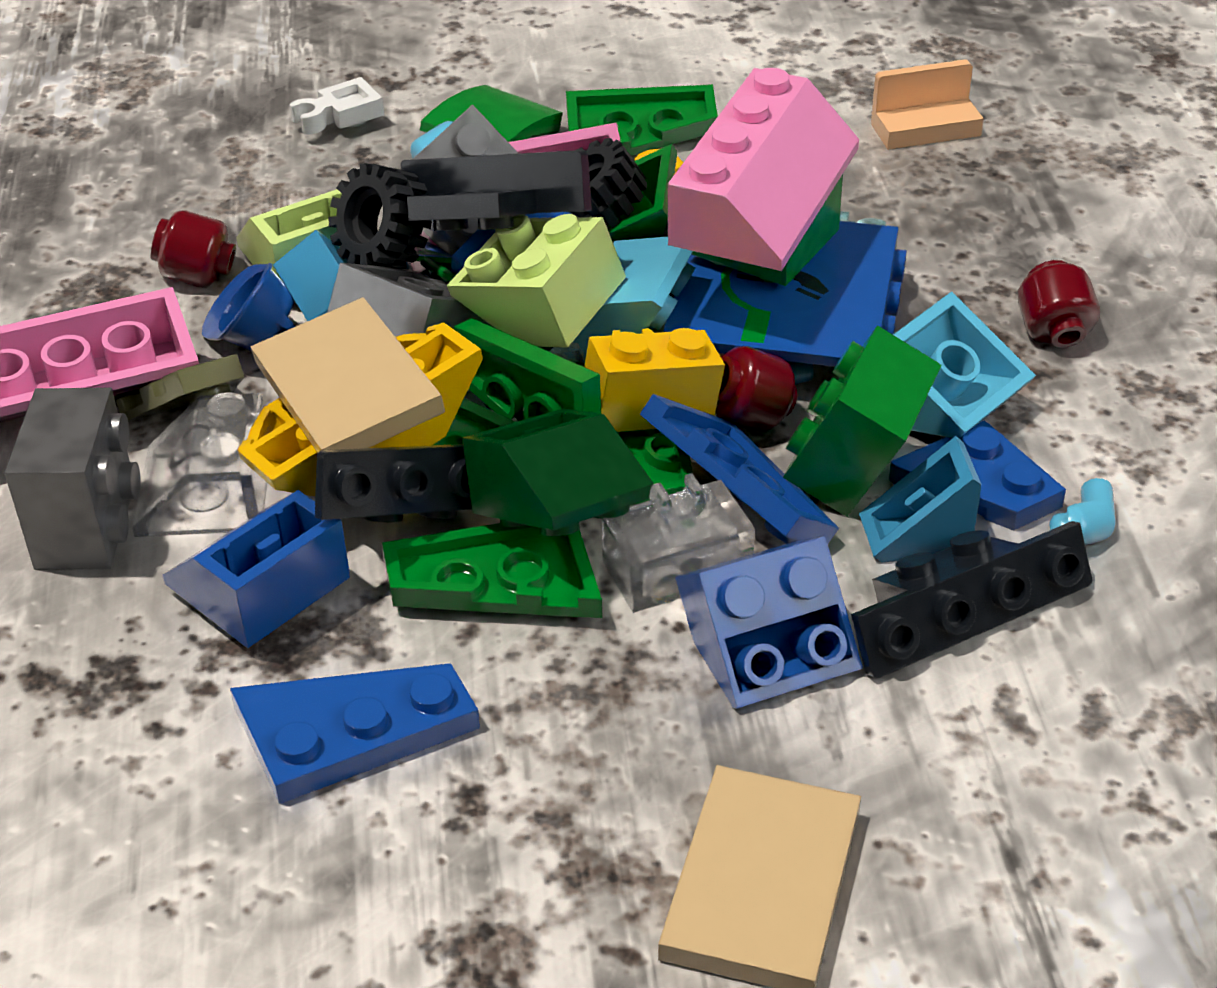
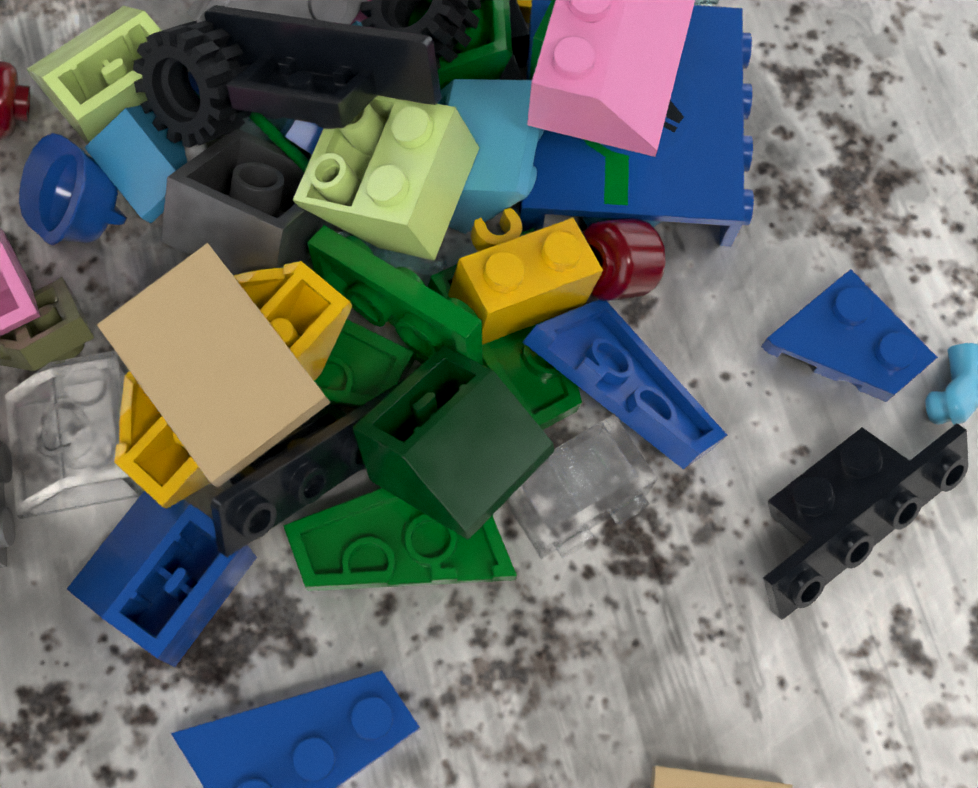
camera: 15 degrees left, 30 degrees up
(770, 621) = (680, 574): slope -> none
(860, 419) = (747, 318): green brick -> none
(925, 506) = (810, 408): dark azure slope -> none
(975, 369) = (818, 221): medium azure slope -> none
(1058, 301) = (908, 94): dark red head -> none

